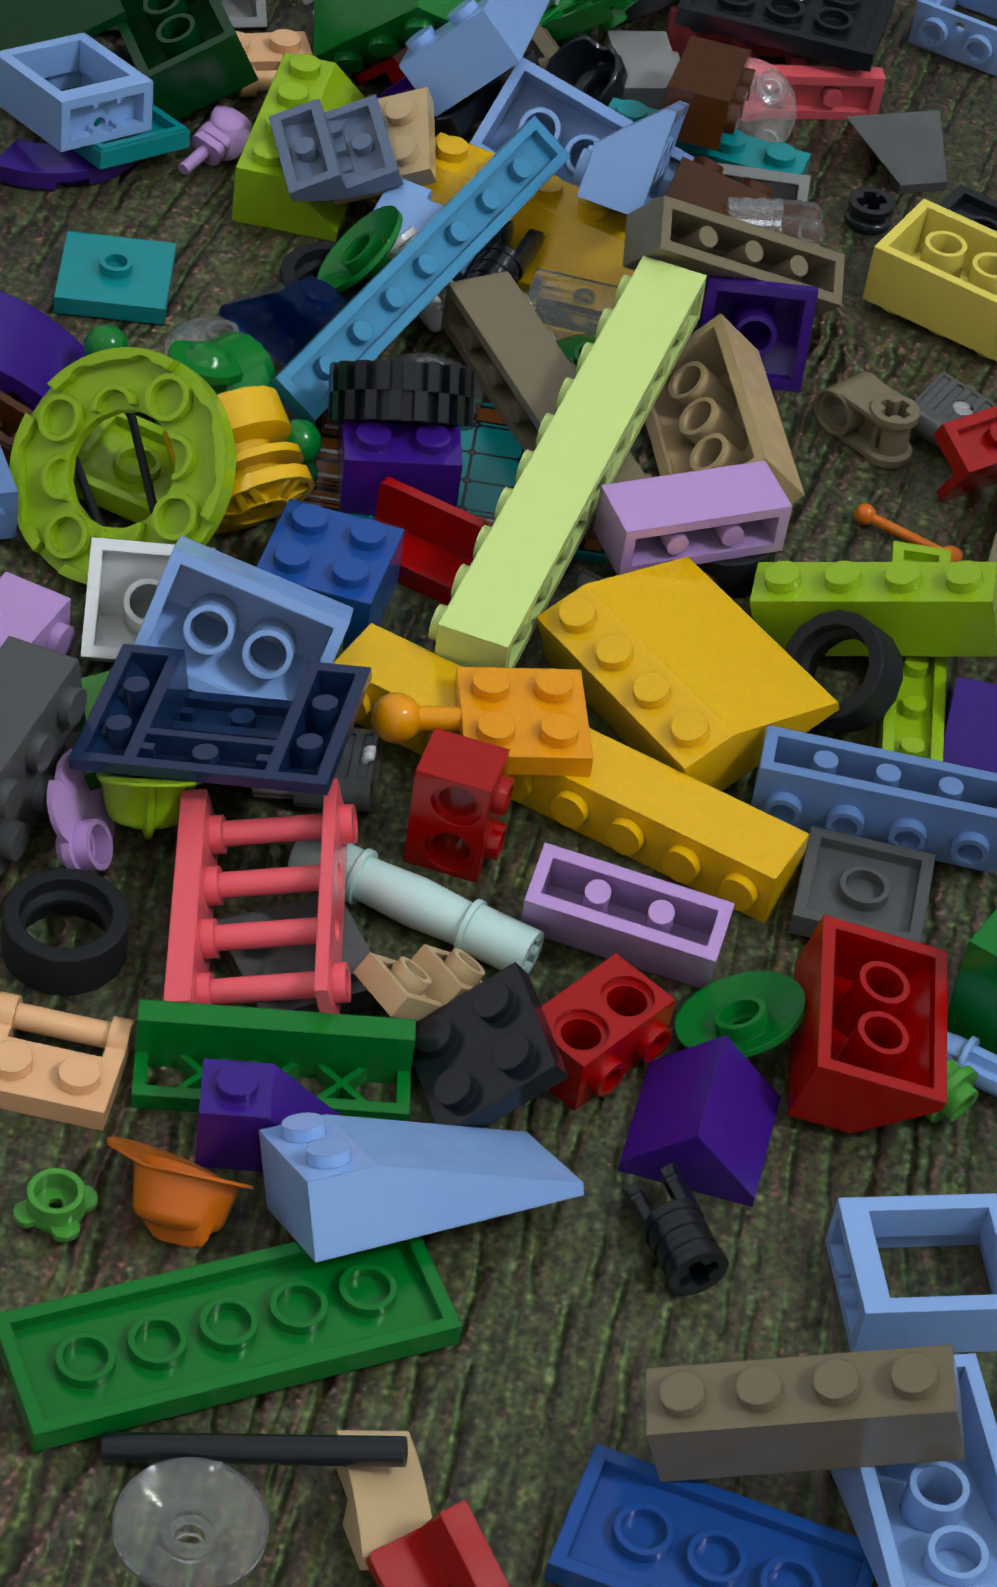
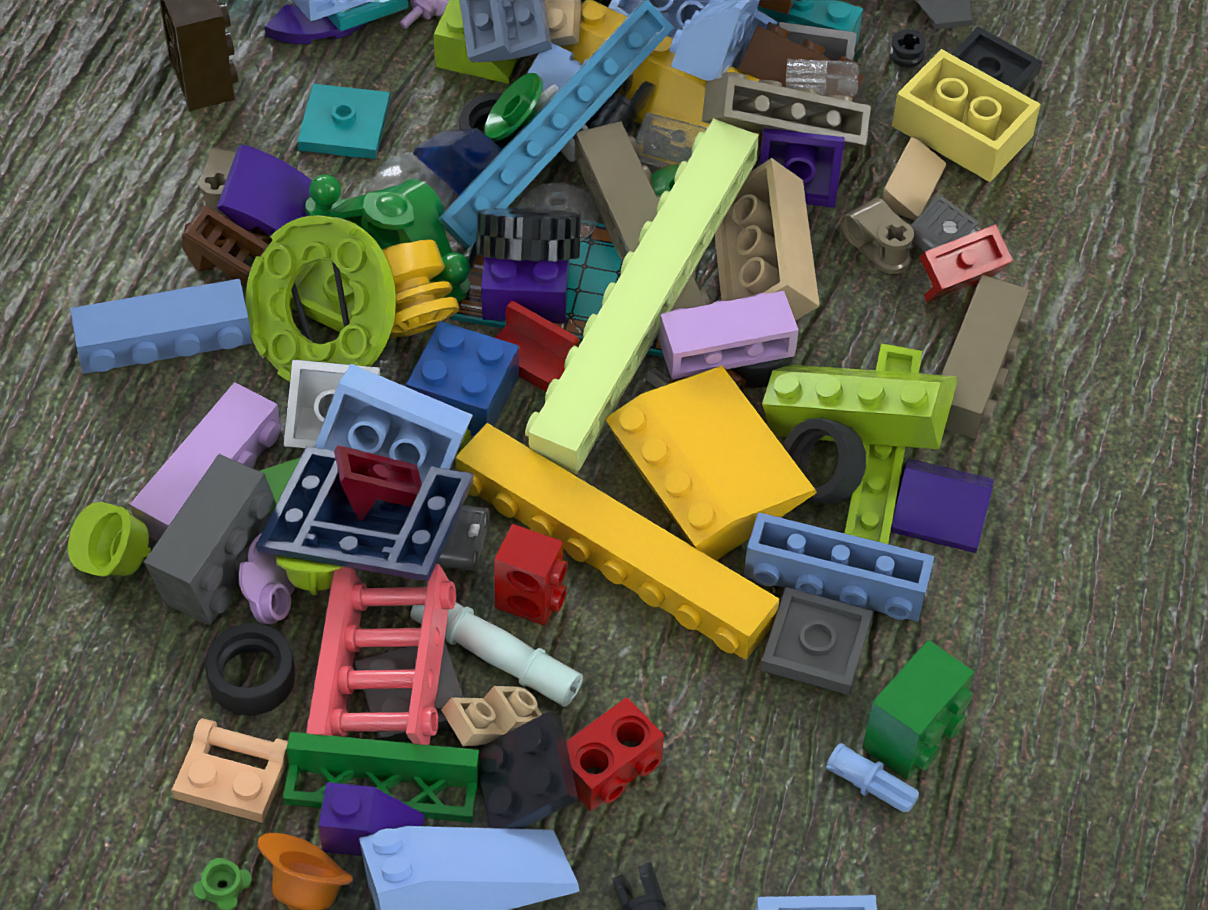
camera: 10 degrees right, 10 degrees up
(224, 676) = (375, 477): none -> dark red slope
(521, 709) = (575, 505): light orange plate -> none
(628, 914) = (639, 664): lavender brick -> none
(708, 1117) = (678, 826): dark purple slope -> none
(748, 1007) = (712, 743): green dish -> none
(865, 515) = (867, 316): orange hinge -> none
(870, 1029) = (801, 757): red slope -> none
(904, 353) = (913, 180): none -> tan slope
(959, 1092) = (854, 805): bright green plate -> none

